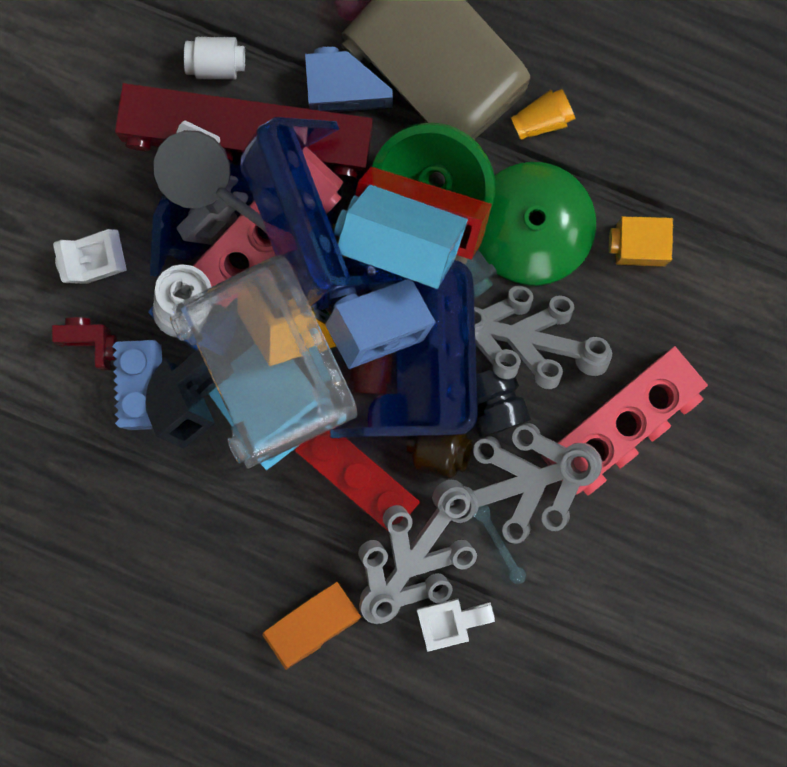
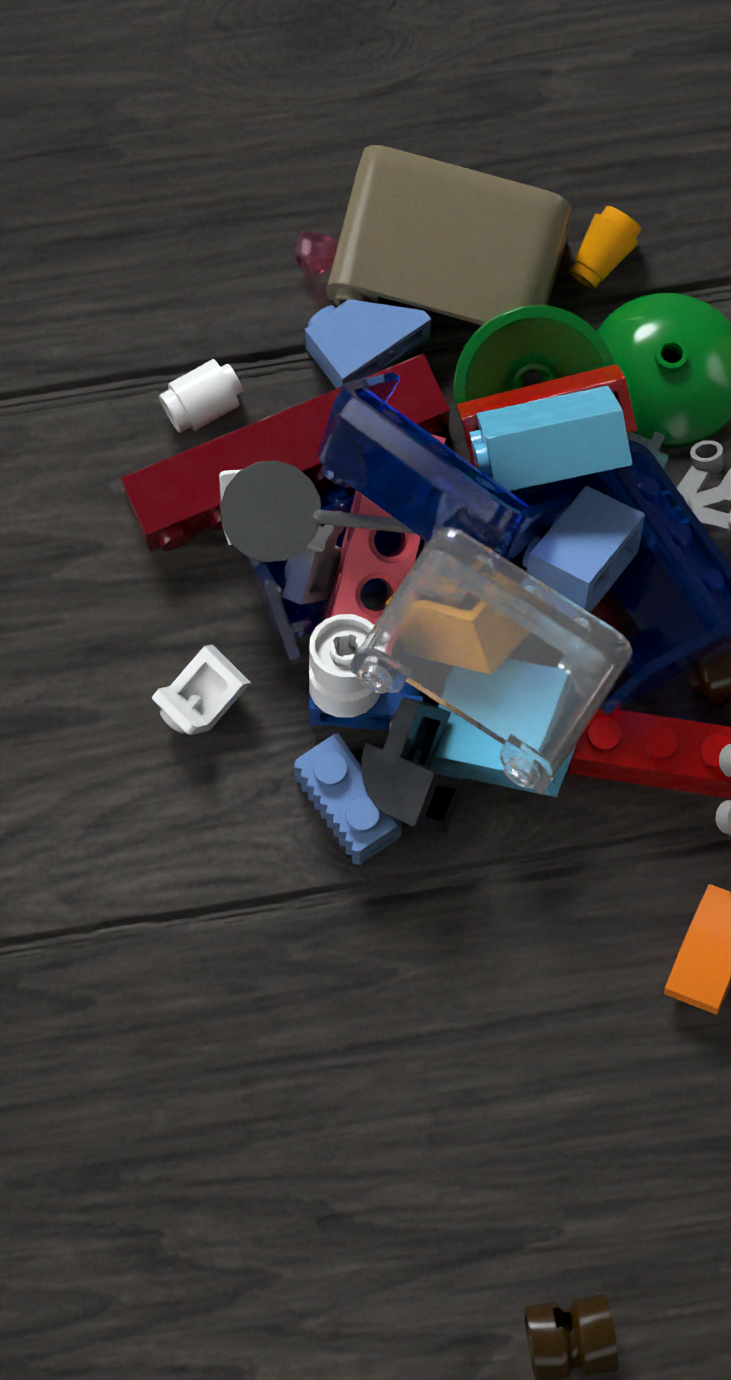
camera: 30 degrees left, 10 degrees down
(79, 332) = (242, 783): dark red bracket -> none

